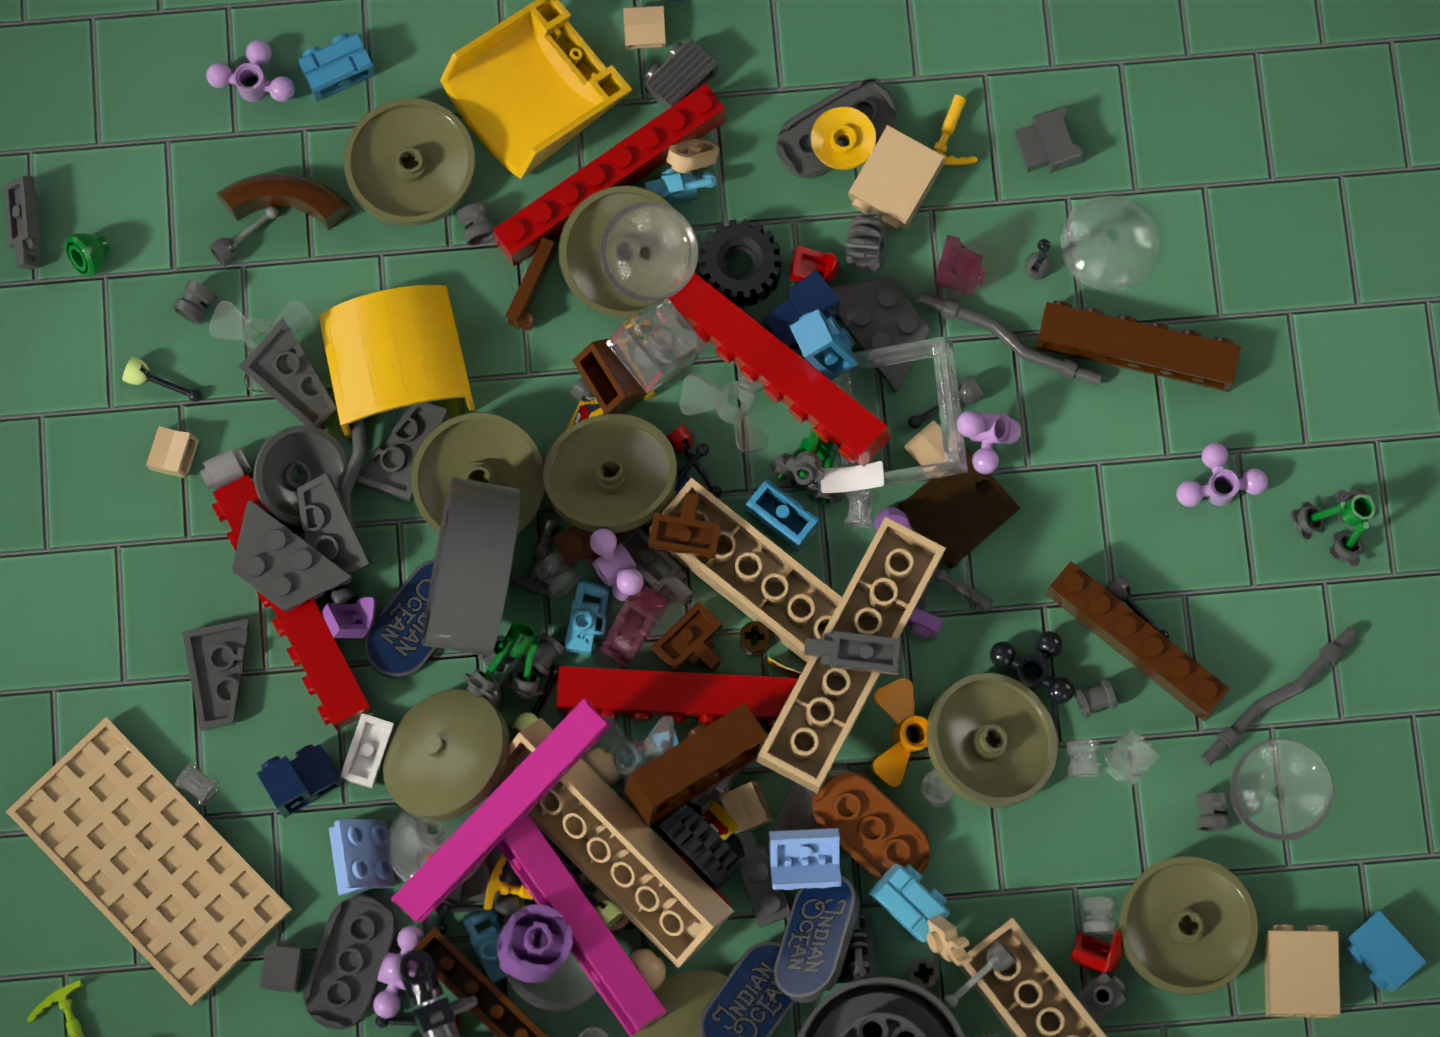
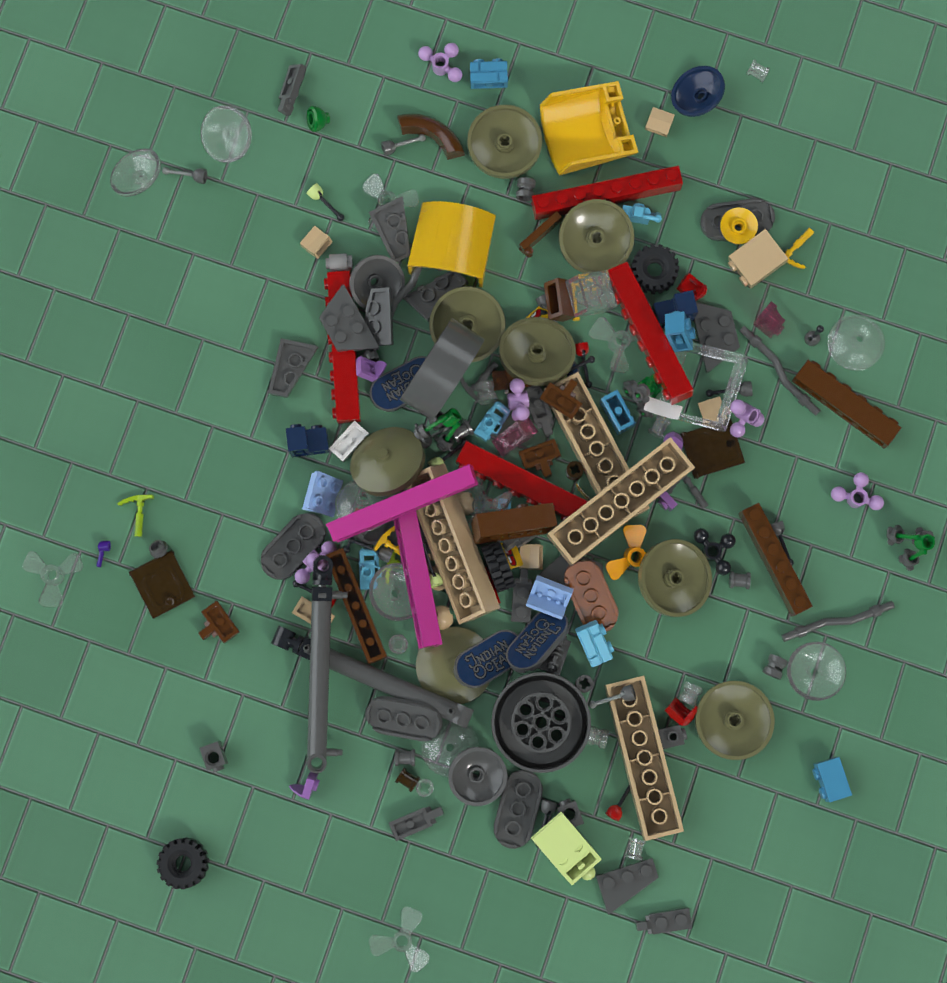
camera: 25 degrees right, 5 degrees up
(149, 861) = (213, 449): tan plate -> none
(194, 302) = (361, 168): dark grey wheel -> none
(197, 784) = (254, 420): clear bush -> none
(282, 967) = (257, 533): dark grey brick -> none
(534, 943) = (389, 579): medium lavender brick -> none
(671, 248) = (621, 247): clear dish -> none
(681, 74) = (667, 155): dark grey brick -> none
(692, 155) = (654, 201): tan plate -> none
(857, 652) = (623, 502): dark grey hinge -> none
(866, 243) = (726, 287): dark grey gear -> none
(933, 782) = (631, 589): clear wheel -> none
(945, 942) = (603, 672): tan plate -> none
(1047, 142) = (847, 274): dark grey piece -> none
(1084, 760) = (719, 608): clear wheel -> none
(1130, 757) = (744, 619): clear brick -> none
(1301, 972) = (783, 770): tan brick -> none

